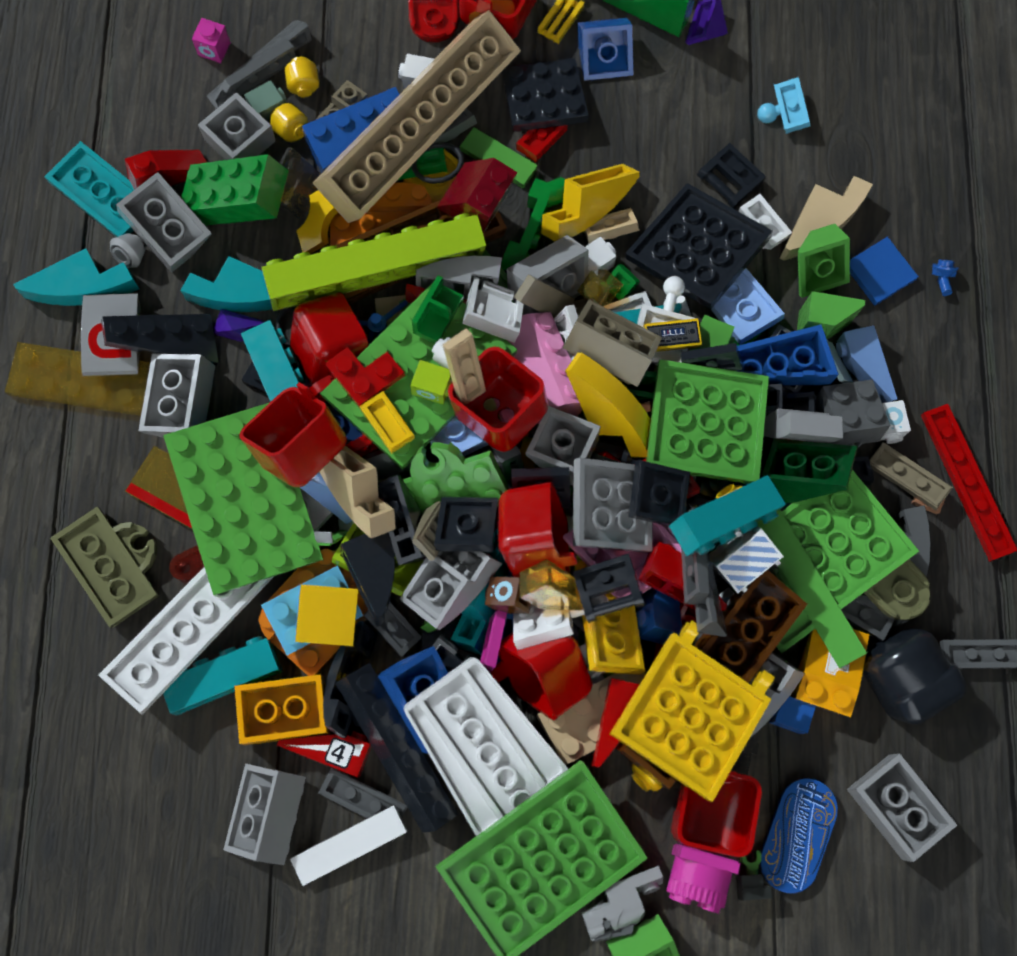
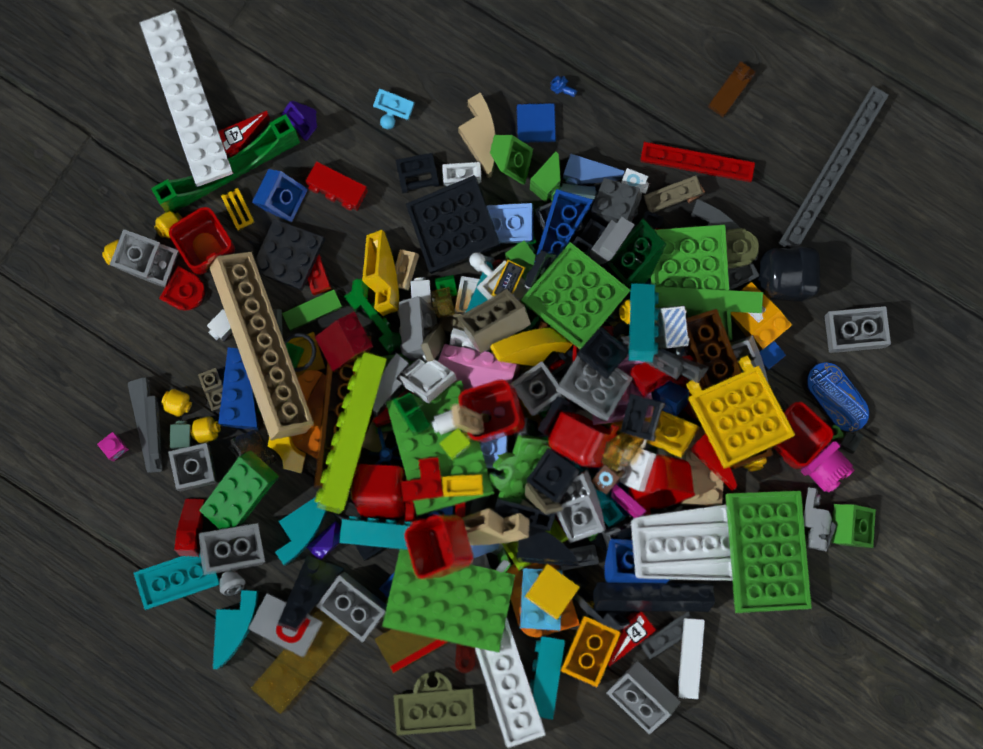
camera: 55 degrees left, 5 degrees up
(655, 99) = (336, 186): none -> red brick

